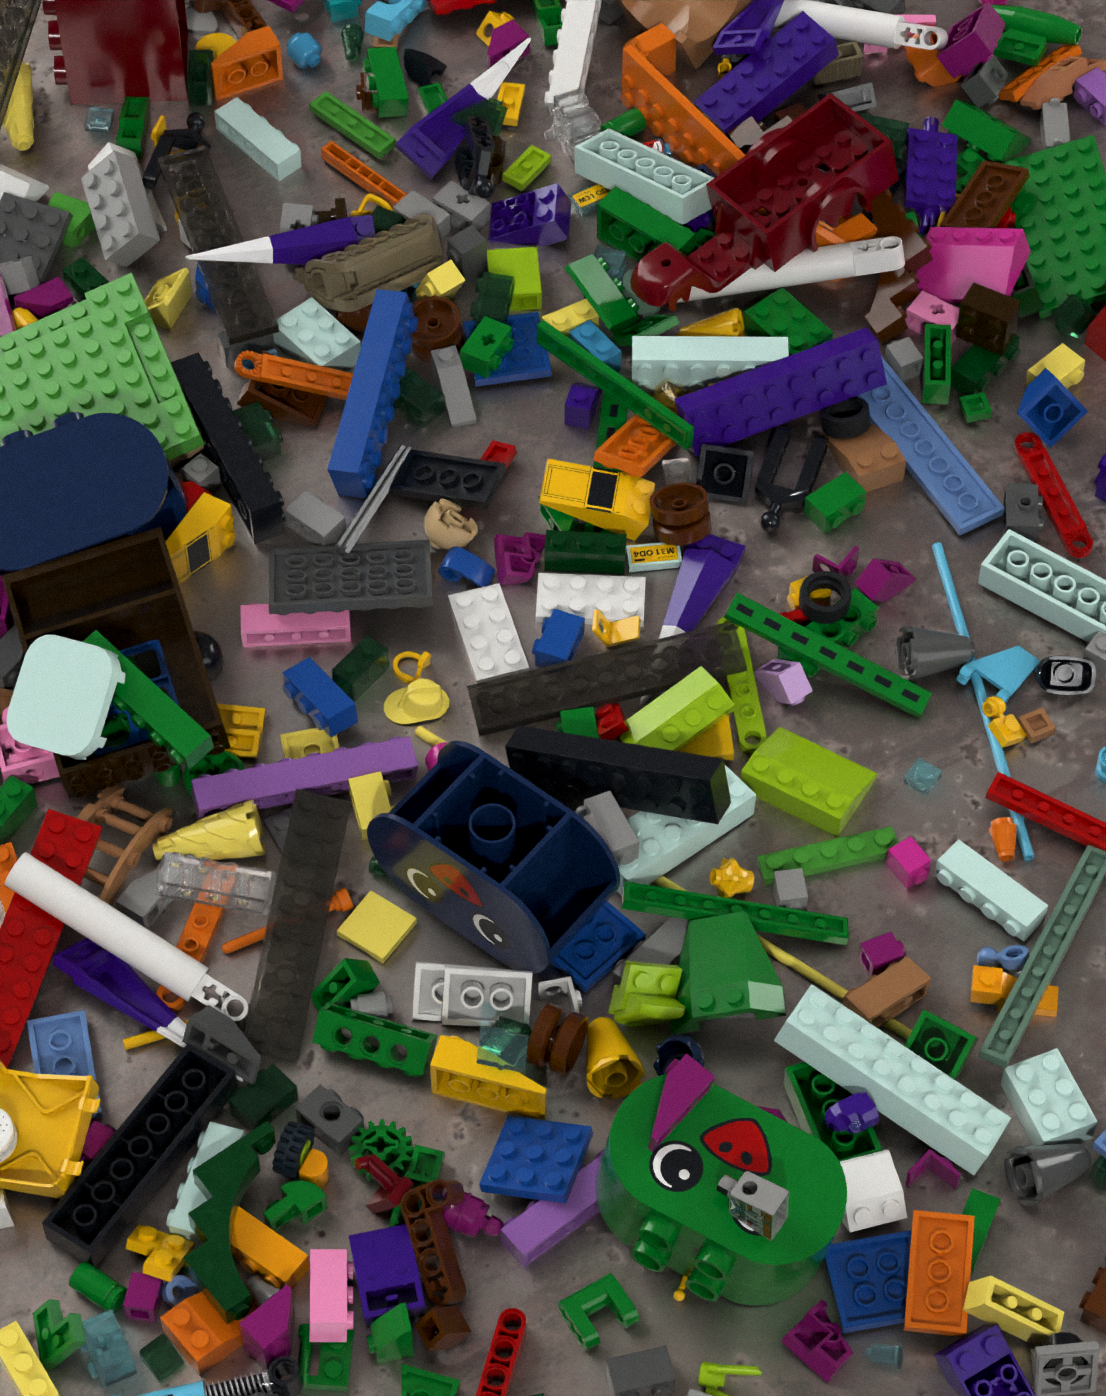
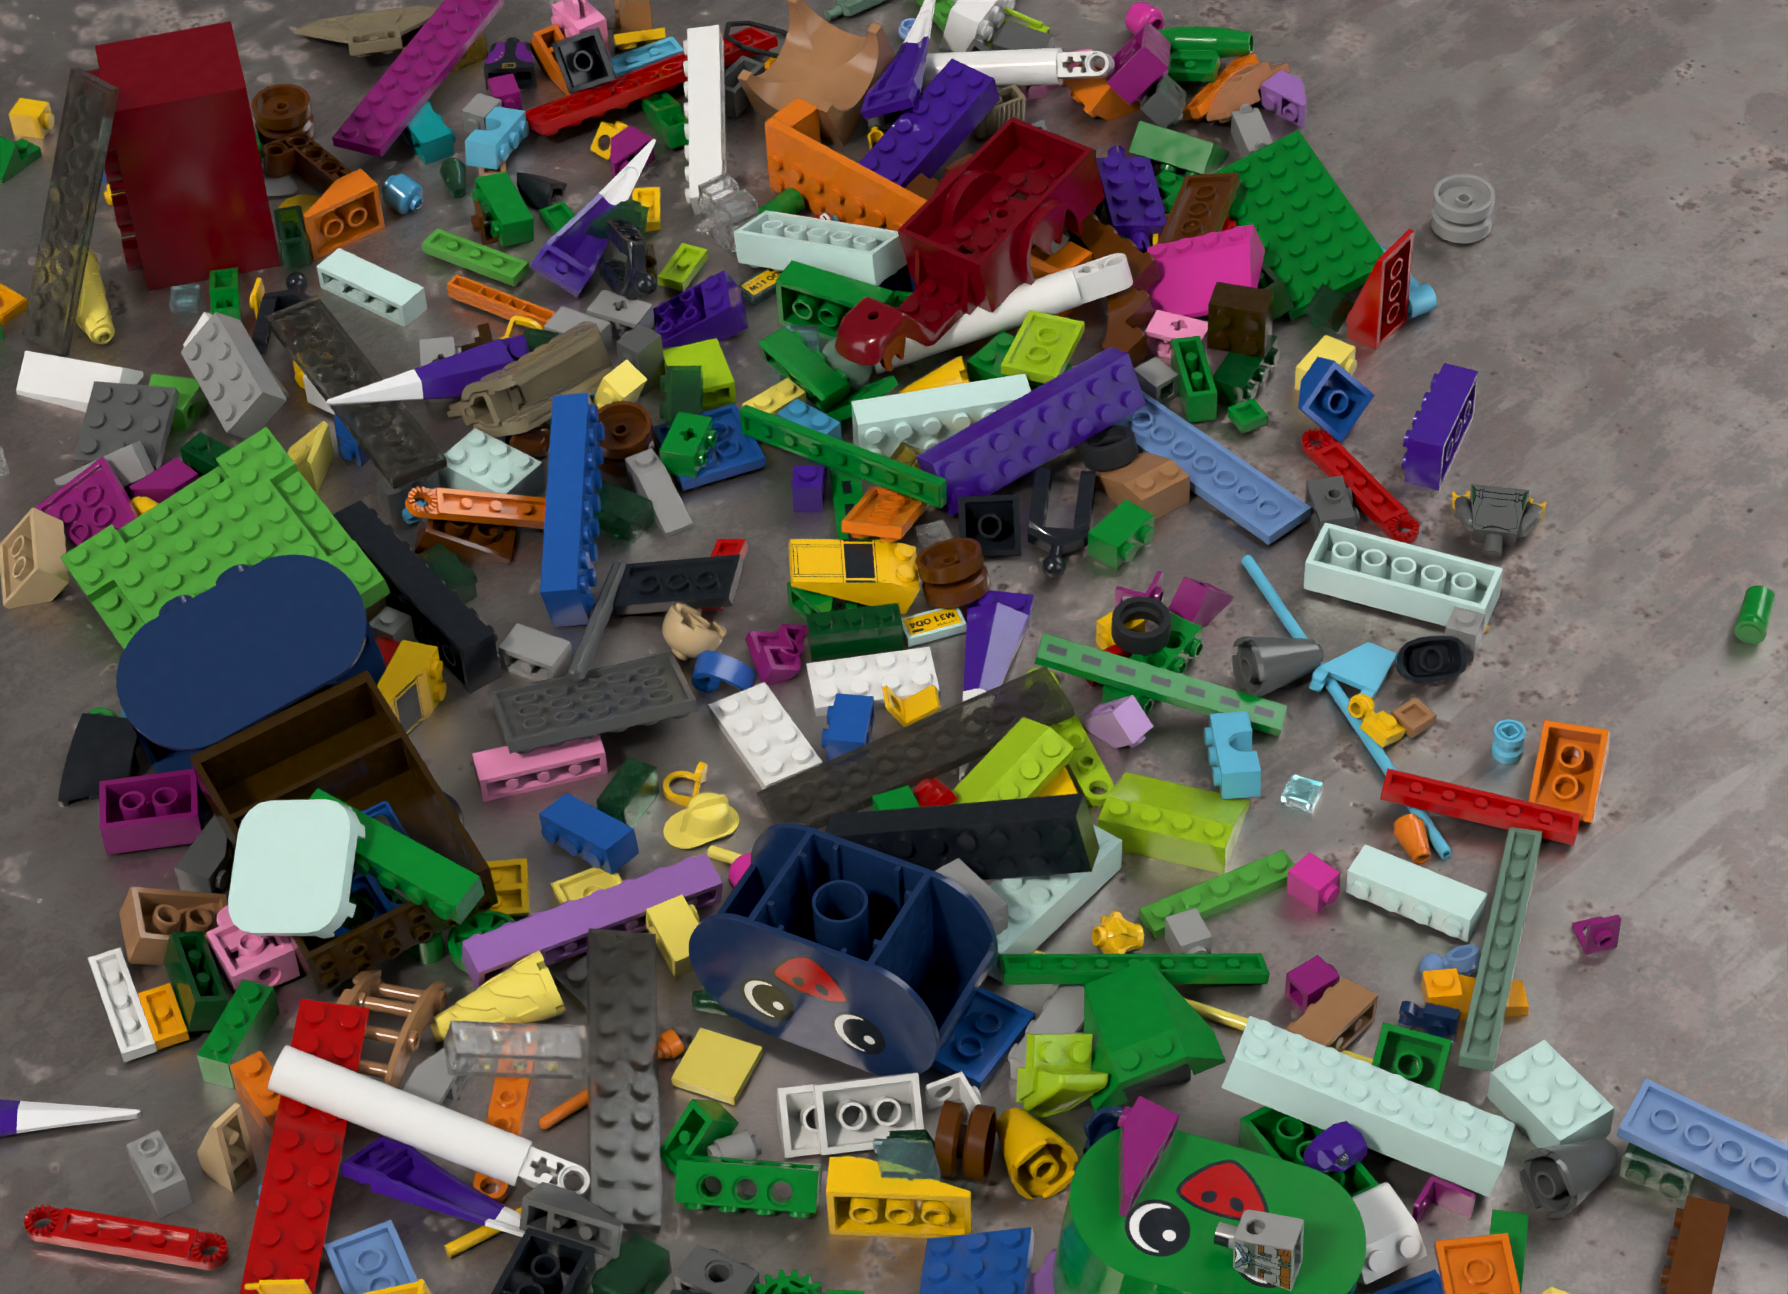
camera: 10 degrees left, 10 degrees down
(810, 313) = (1042, 346): none -> lime plate
(874, 716) = (1236, 765): none -> medium azure arch
(972, 1007) = (1433, 1019): none -> dark blue plate

